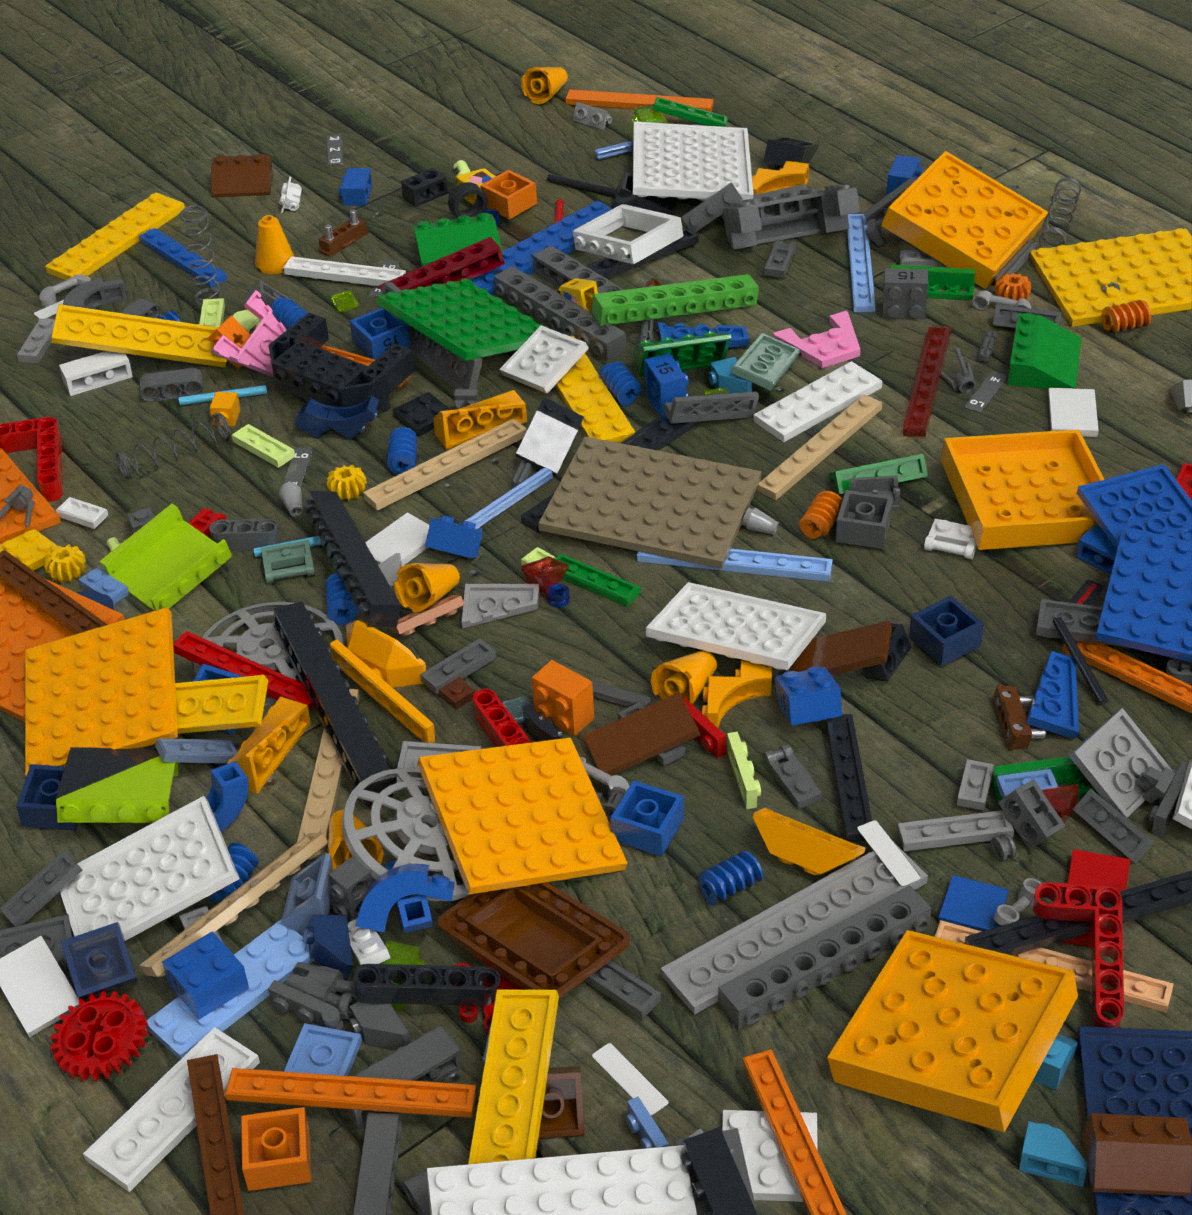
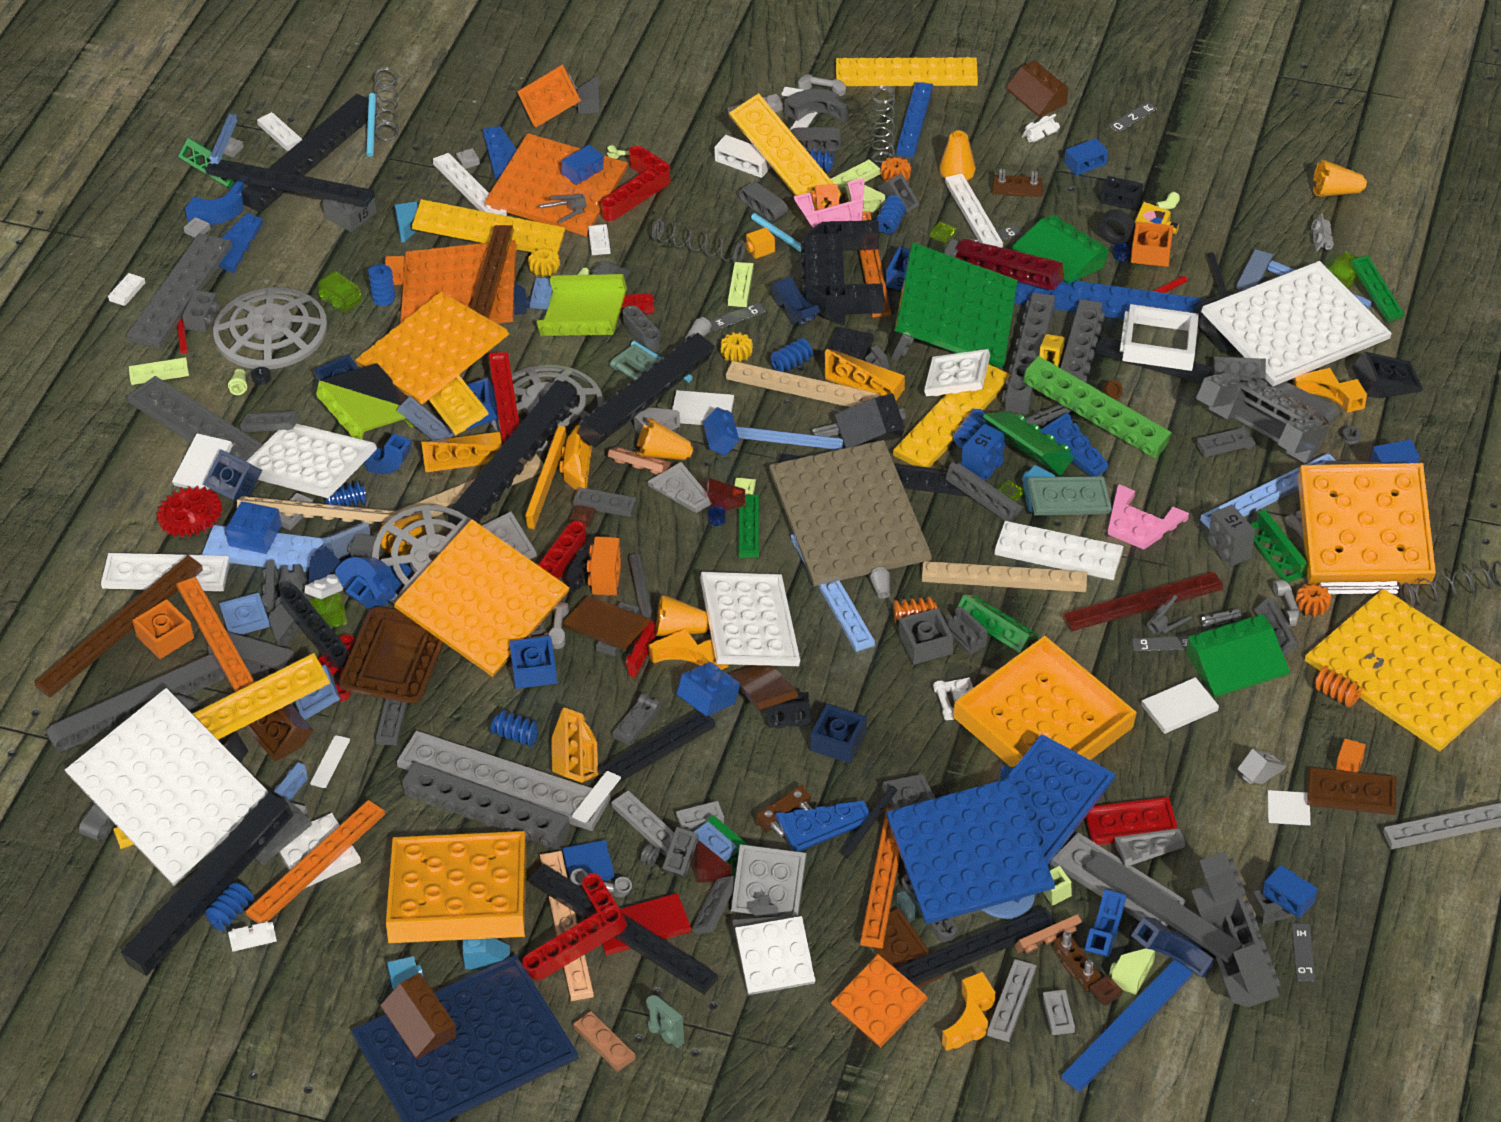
camera: 55 degrees right, 5 degrees up
(234, 290) = (894, 167): none -> orange gear
(594, 165) = (1254, 270): none -> sand blue tile
(630, 101) = (1377, 251): orange tile -> none
(743, 770) = (618, 690): yellowish green plate -> none

